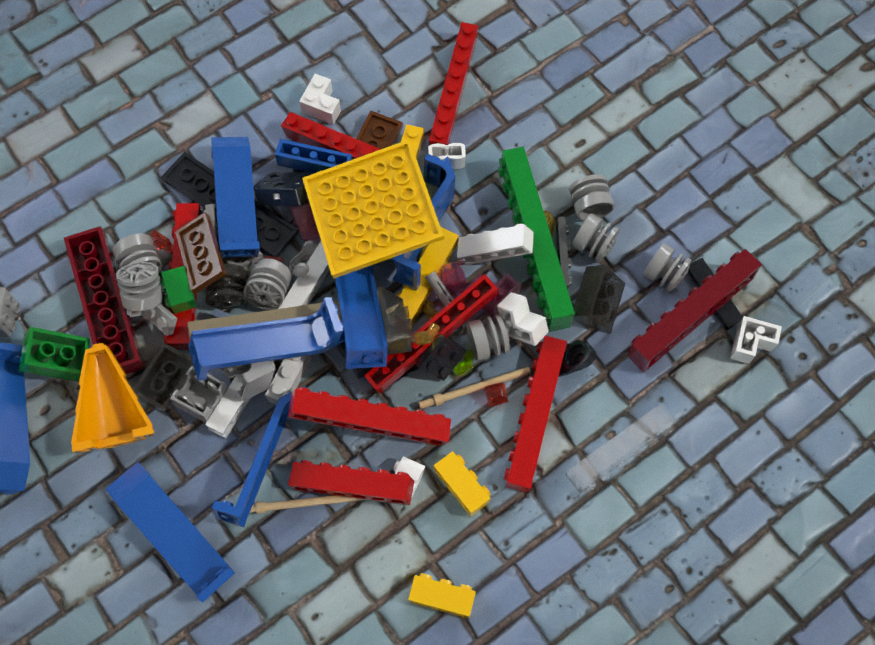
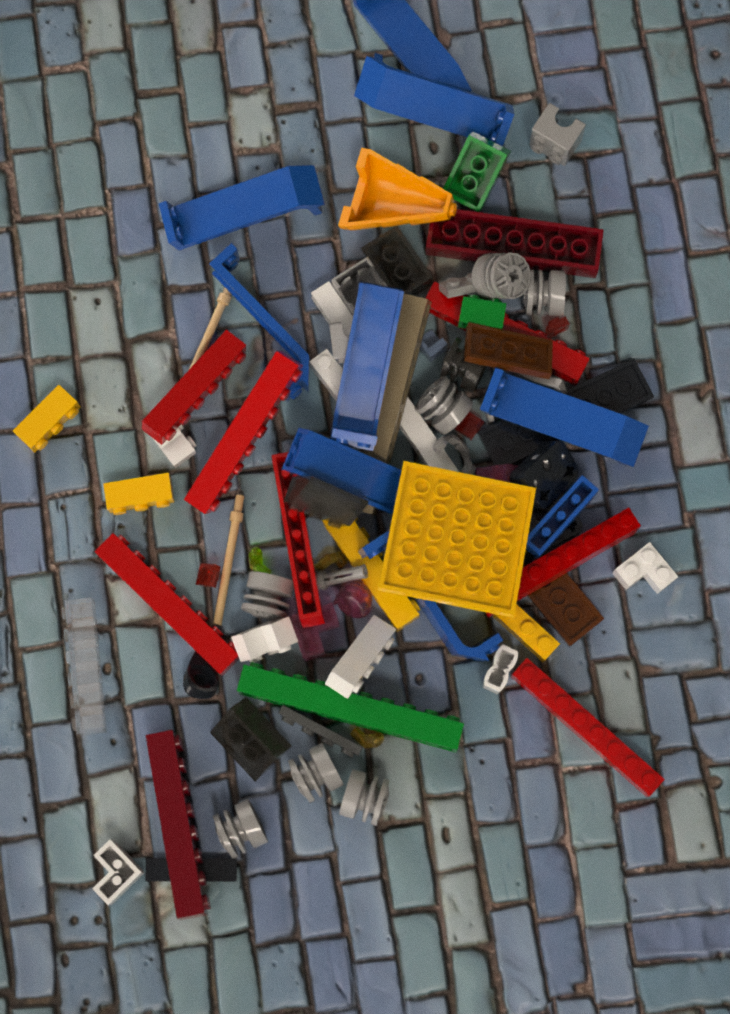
camera: 125 degrees right, 10 degrees up
(427, 336) = (291, 525): clear yellow arm -> none
(441, 357) = (270, 536): black plate -> none

